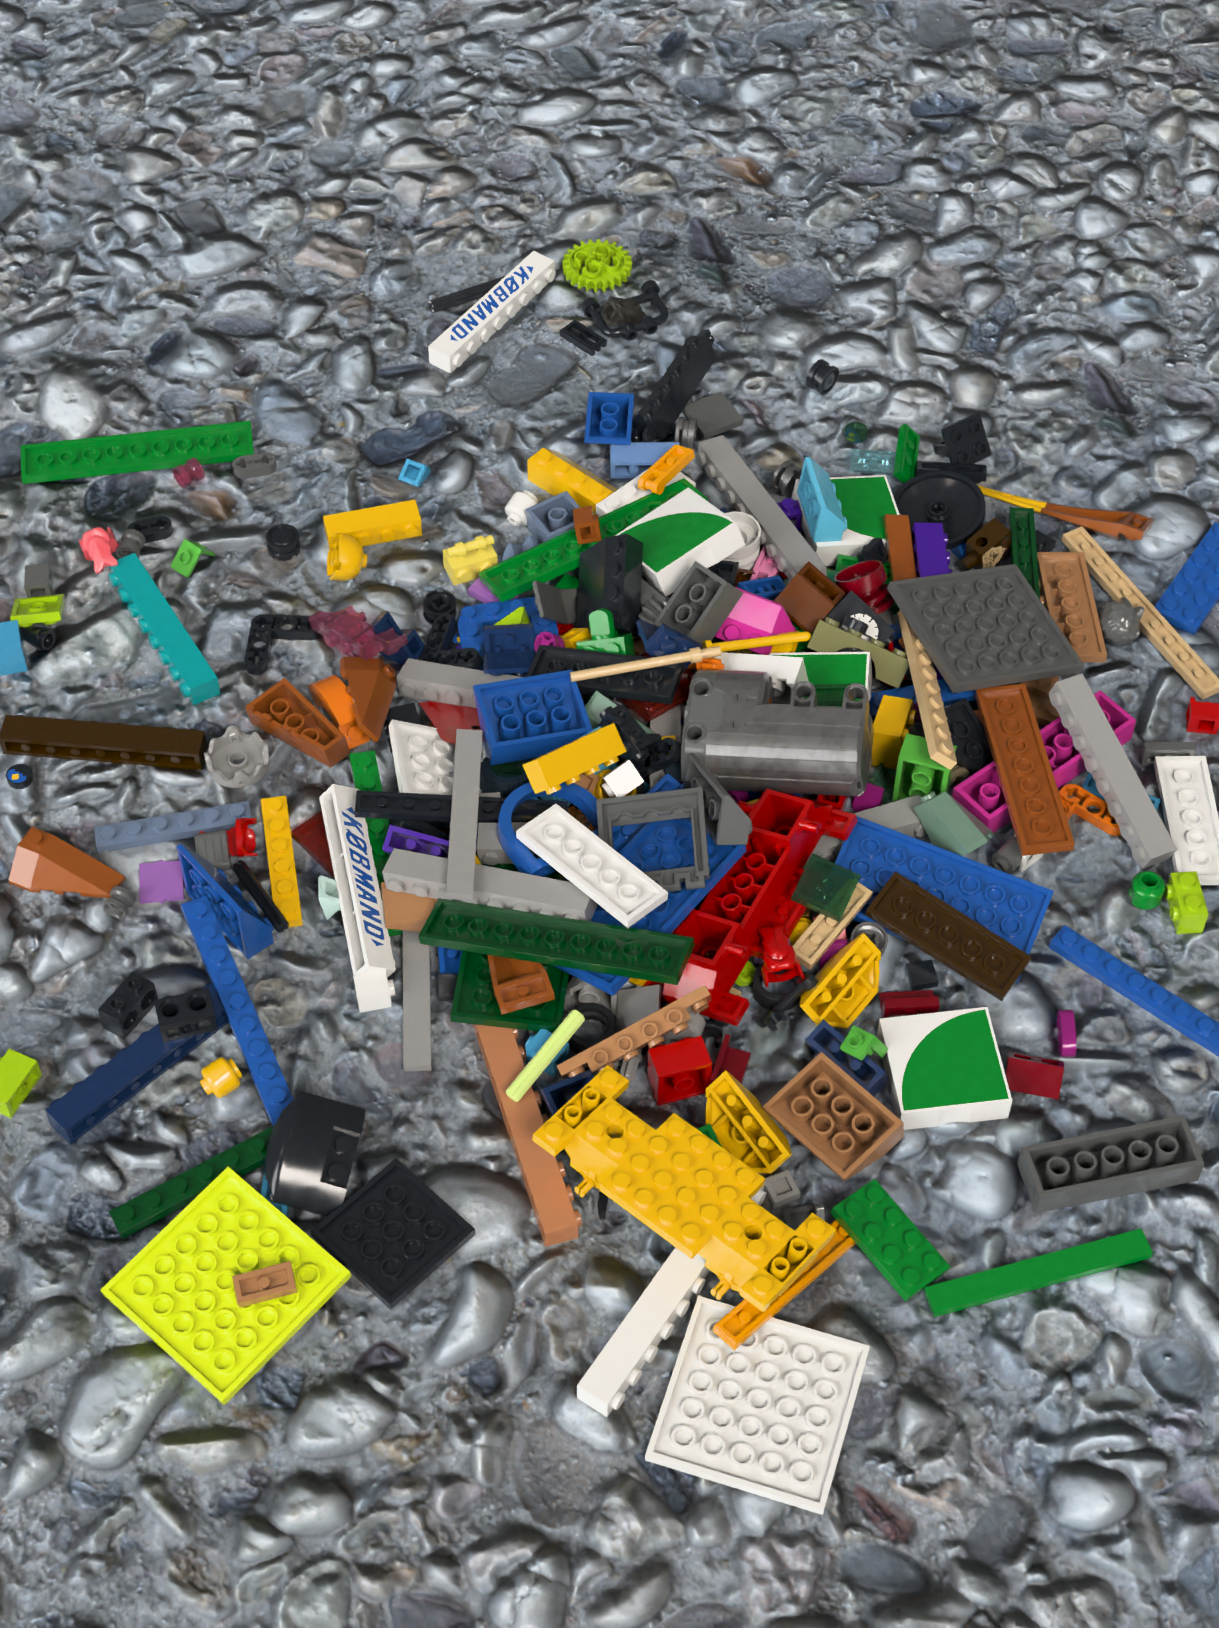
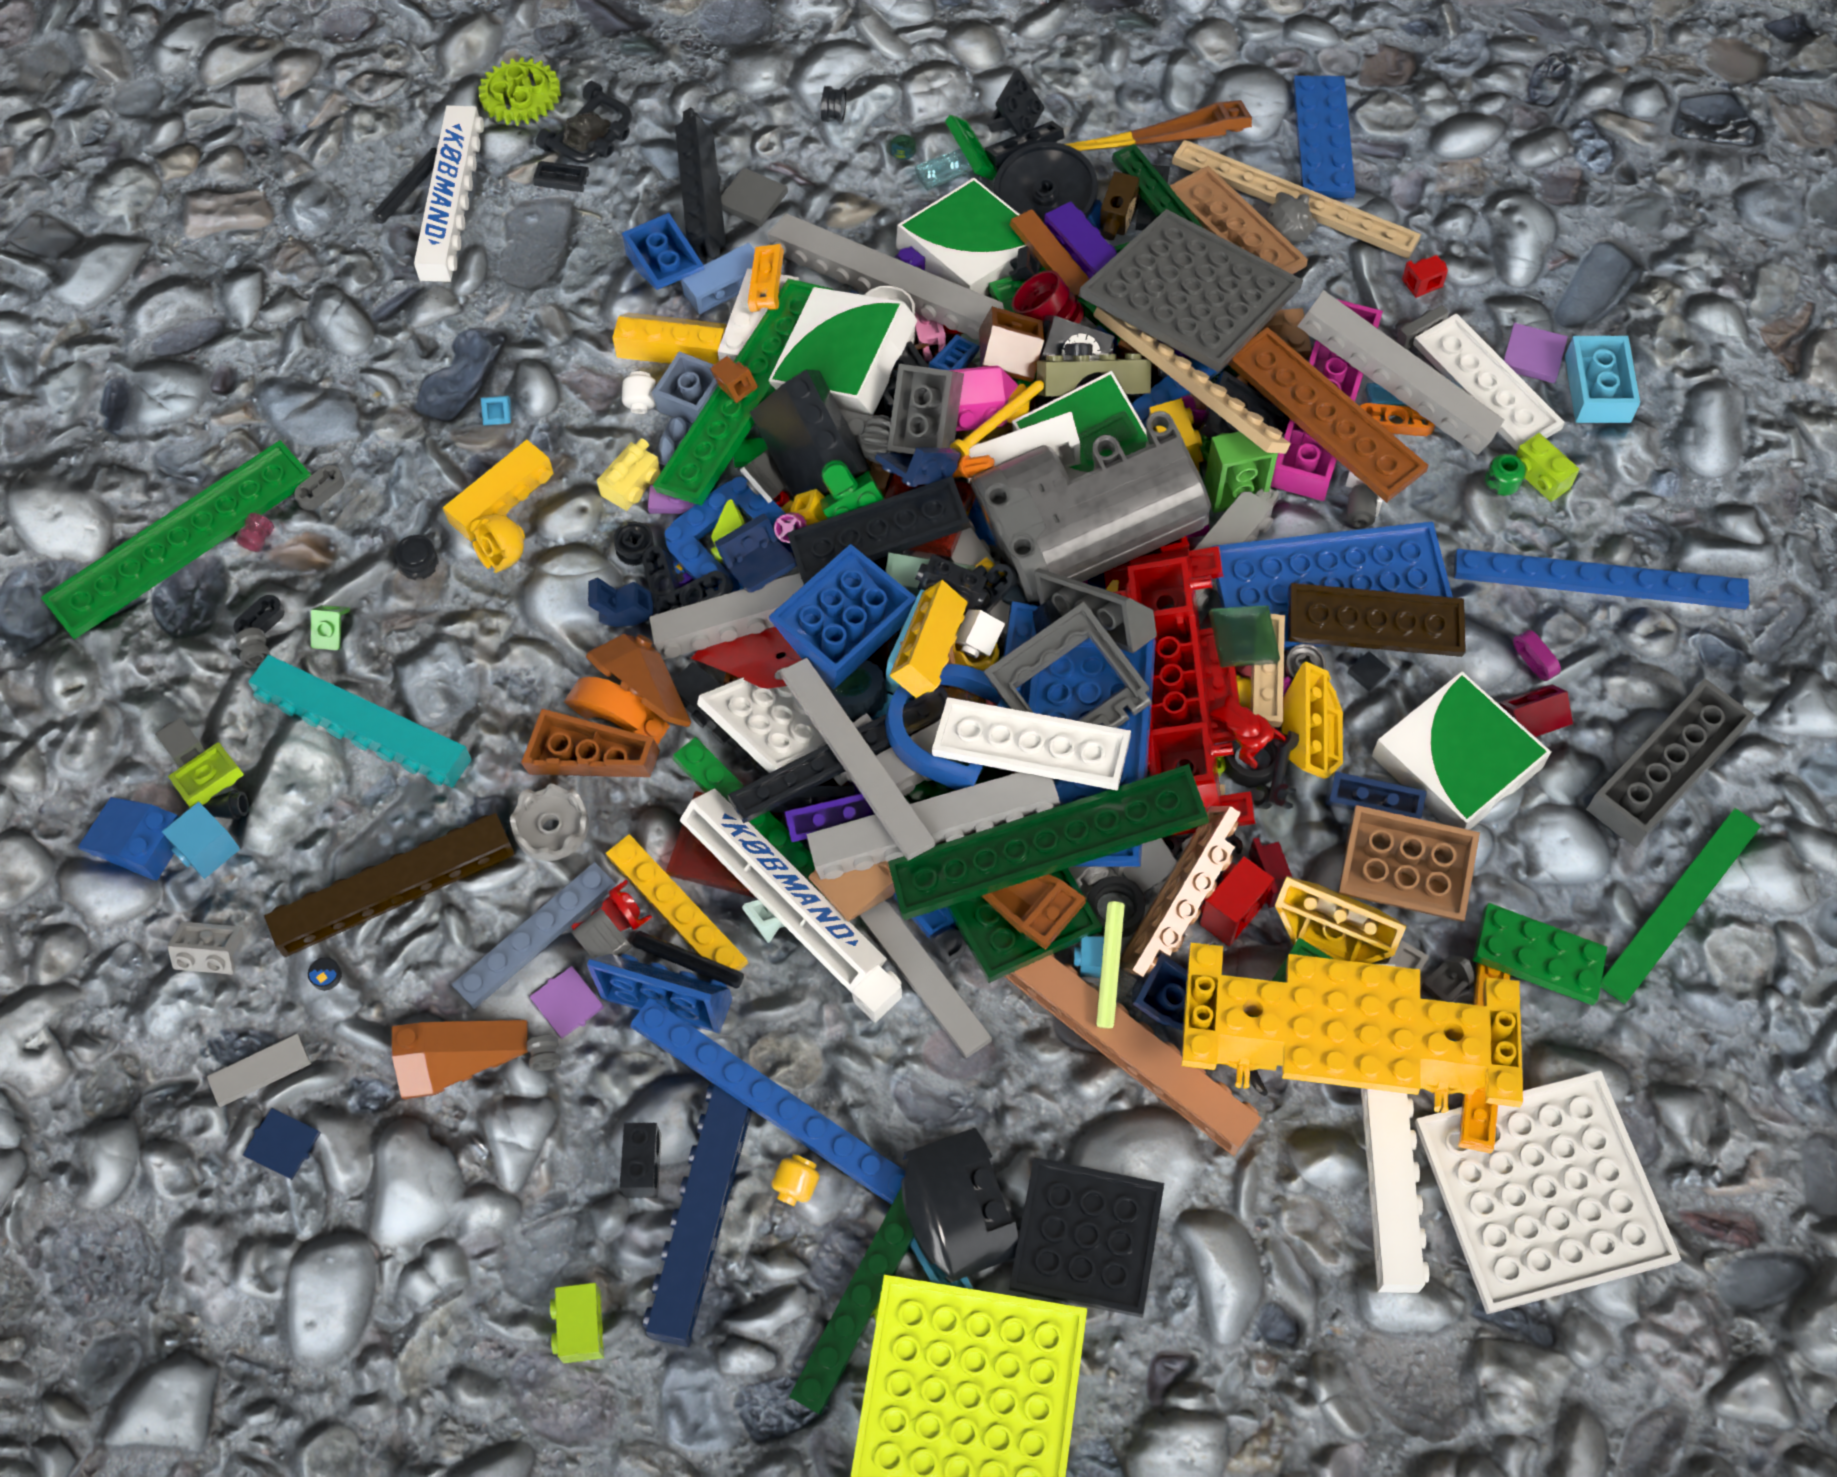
camera: 30 degrees left, 10 degrees up
(98, 547) = (221, 667): coral hair -> none
(186, 1020) = (727, 1142): black brick -> none
(264, 1284) = (1018, 1377): medium nougat plate -> none
(267, 635) = (474, 666): black beam -> none
(353, 636) = (577, 623): clear pink bracket -> none
(688, 434) = (745, 228): flat silver wheel -> none
(694, 655) = (959, 465): tan bar -> none
(785, 478) = (880, 227): flat silver wheel -> none
(820, 503) = (946, 240): medium azure slope -> none
(862, 1043) = (1388, 776): bright green bracket -> none
(908, 1003) = (1380, 708): dark red panel -> none
(951, 824) = (1300, 507): sand green slope -> none

